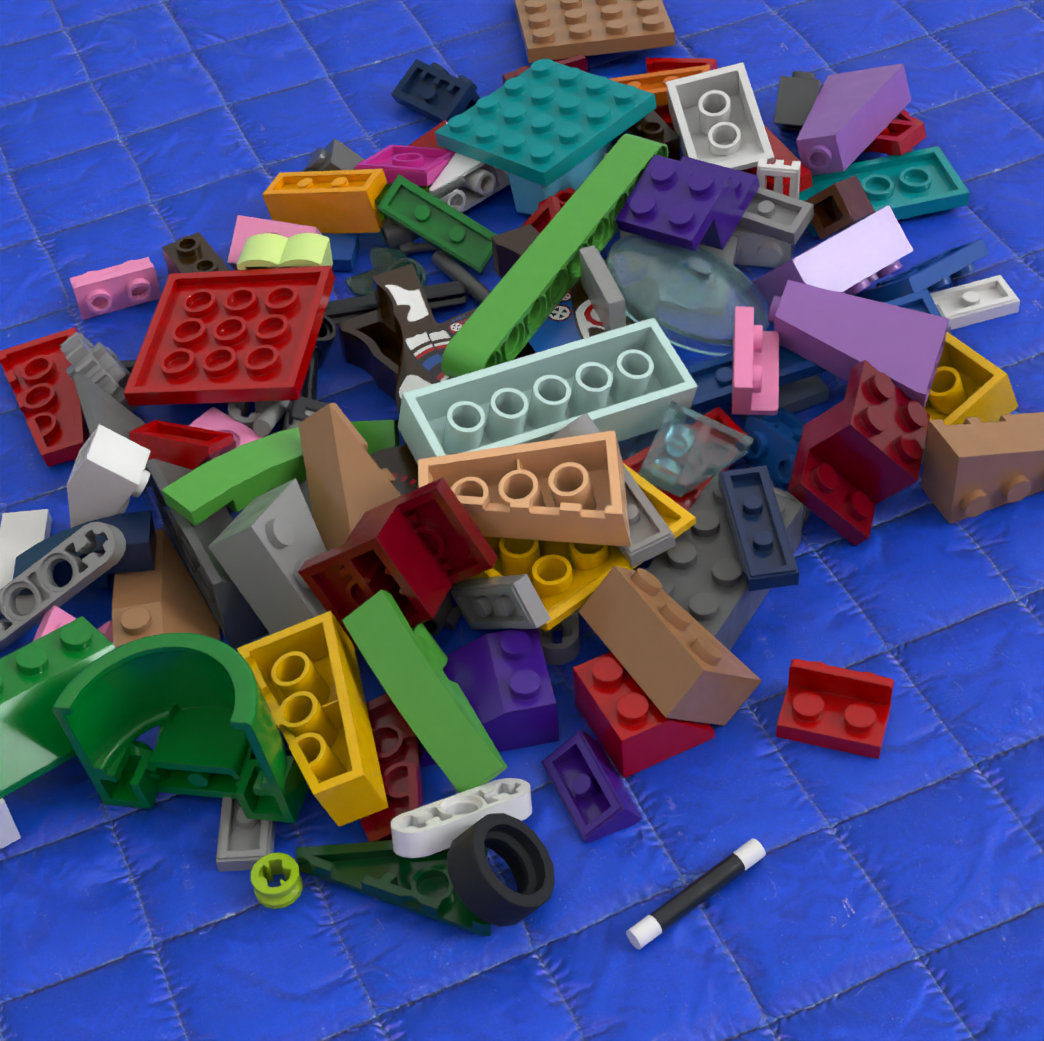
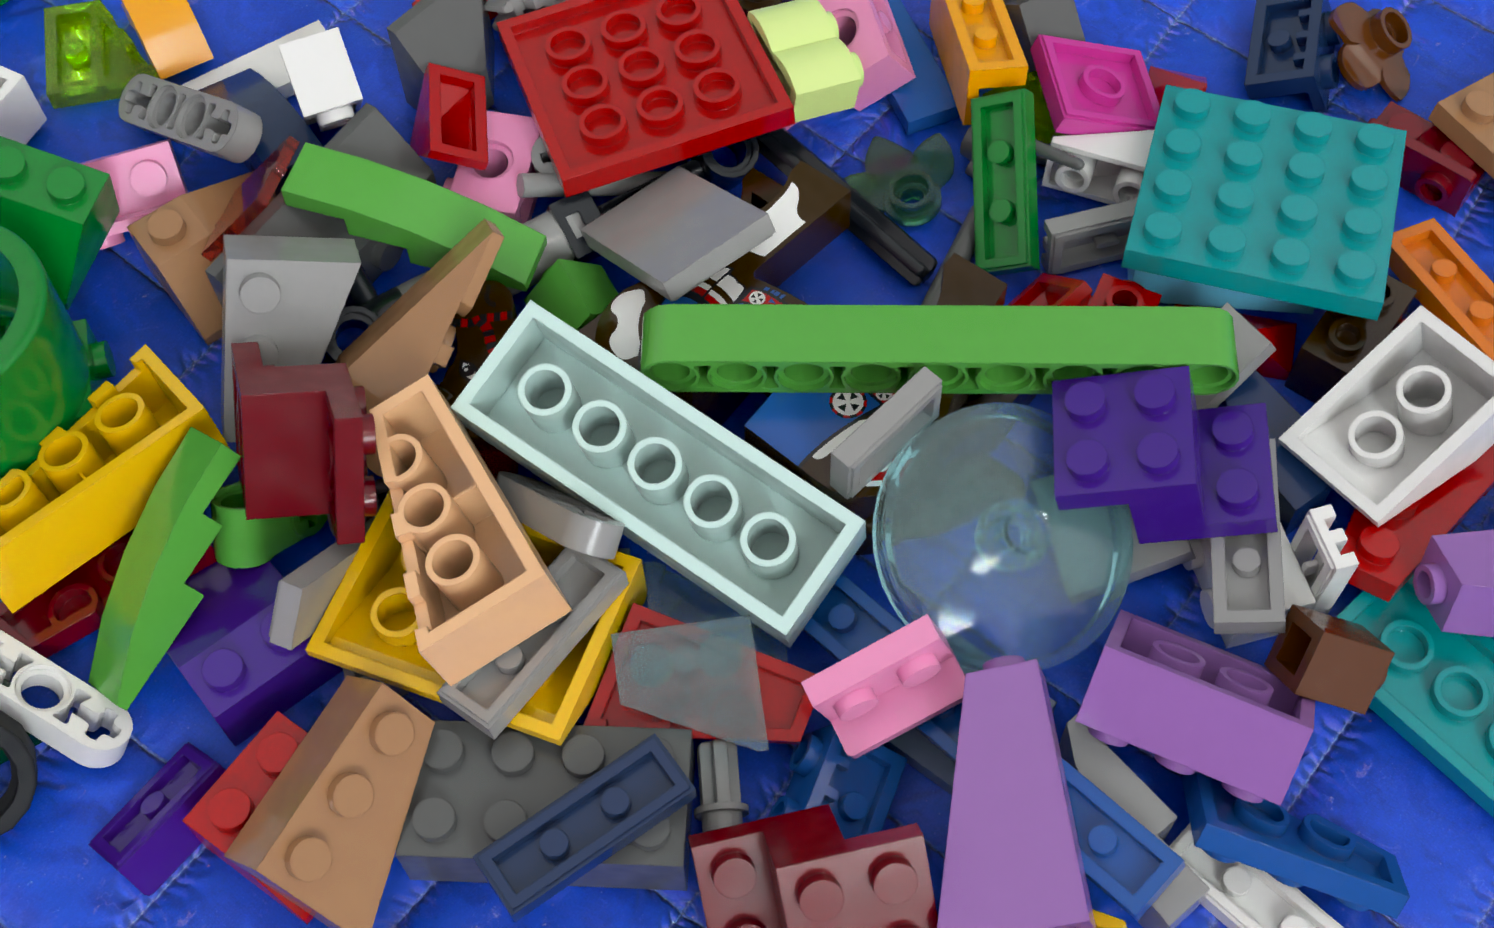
camera: 60 degrees right, 15 degrees up
(169, 548) = (251, 197): none -> clear red piece
(376, 347) = (678, 232): none -> light grey tile
(460, 62) = (1372, 48): none -> reddish brown plate
(500, 206) = (1087, 237): none -> light grey tile

